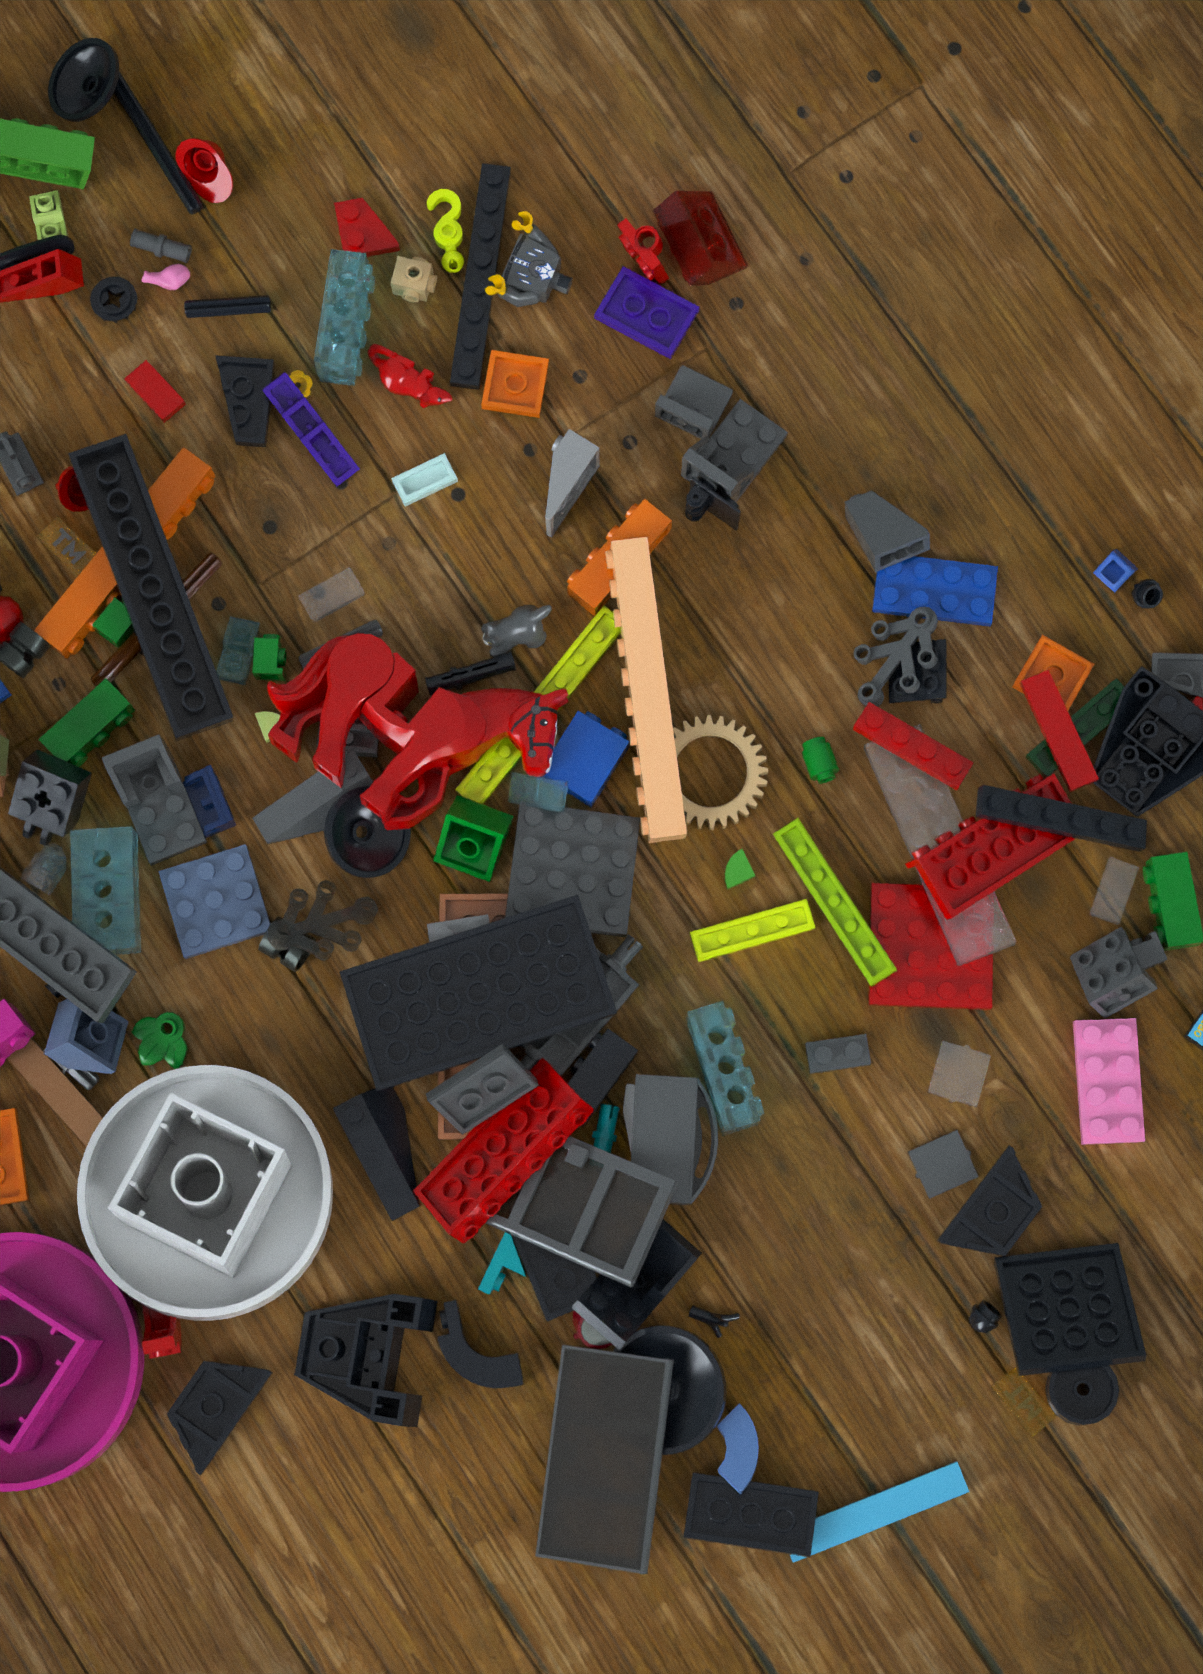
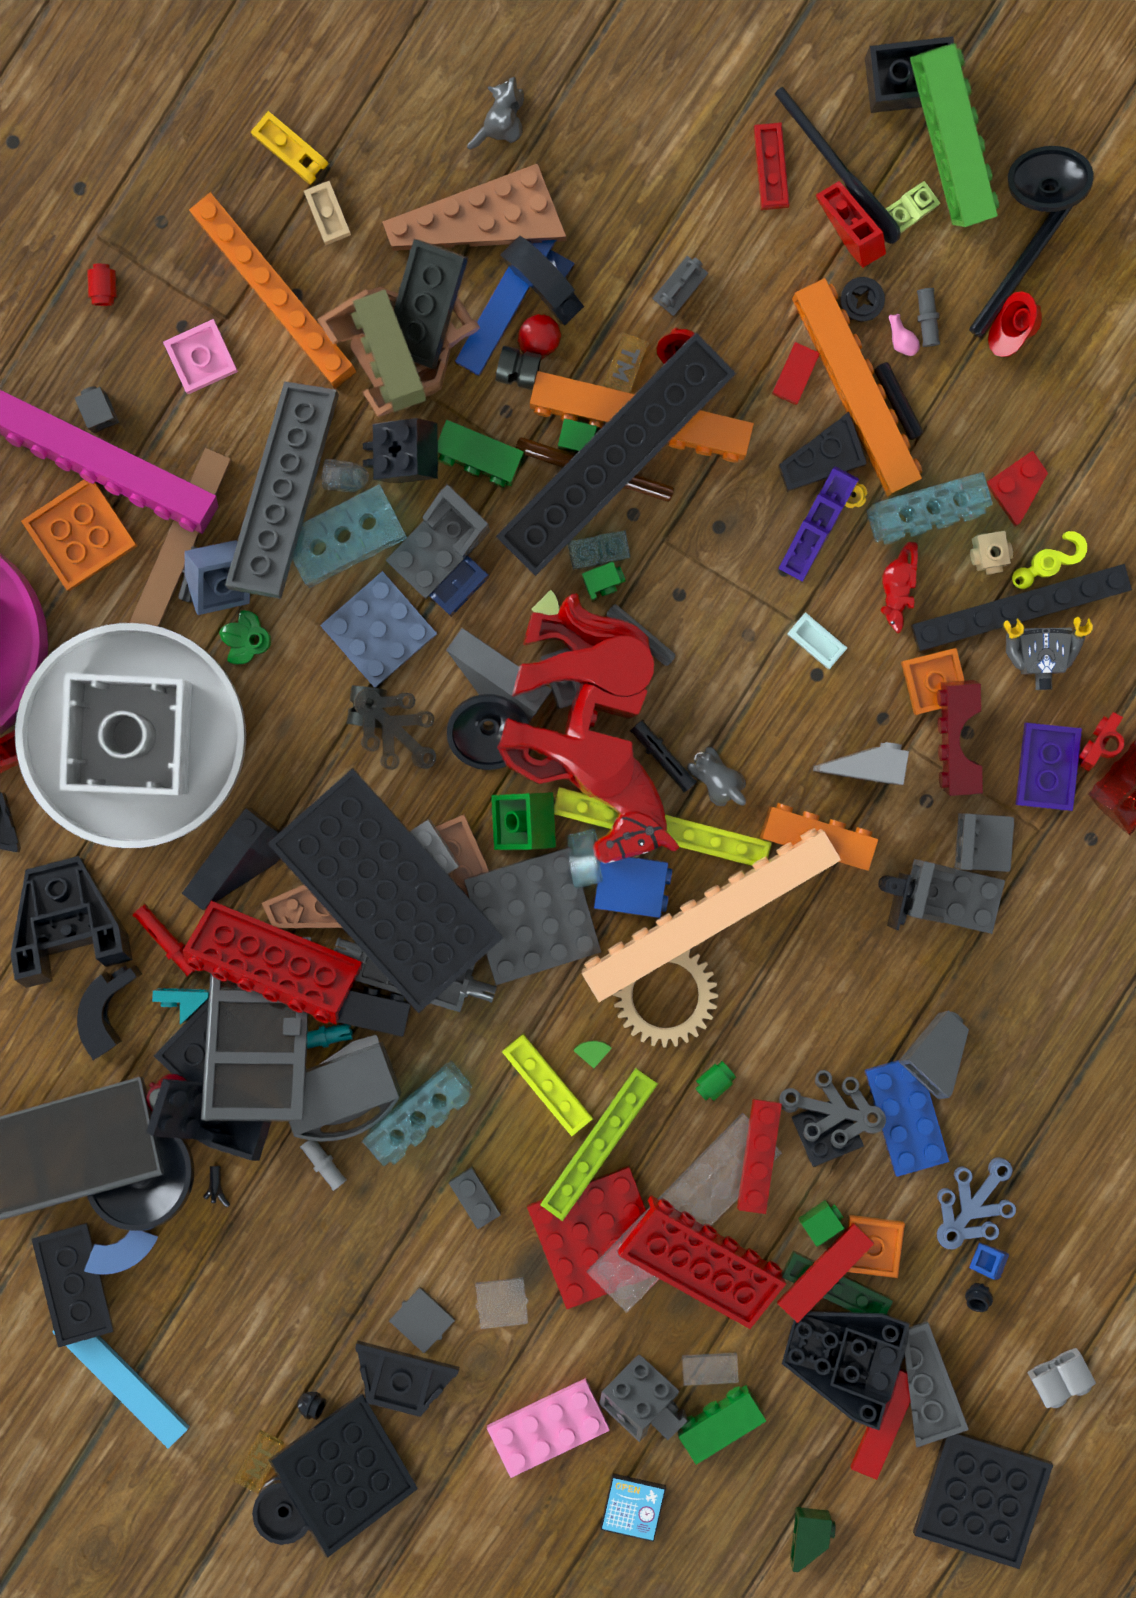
camera: 60 degrees right, 10 degrees up
(195, 338) = (856, 386): none -> orange brick
(331, 595) = (681, 607): clear tile -> none
(431, 1257) = (163, 937): none -> red pin
(482, 1089) = (311, 926): dark grey tile -> none
(546, 369) = (958, 703): none -> dark red arch
(735, 1194) = (323, 1164): none -> light grey pin
(1007, 714) = (822, 1222): none -> green brick
(1051, 563) = (971, 1207): none -> sand blue plant
(1061, 818) = (748, 1306): black plate -> none

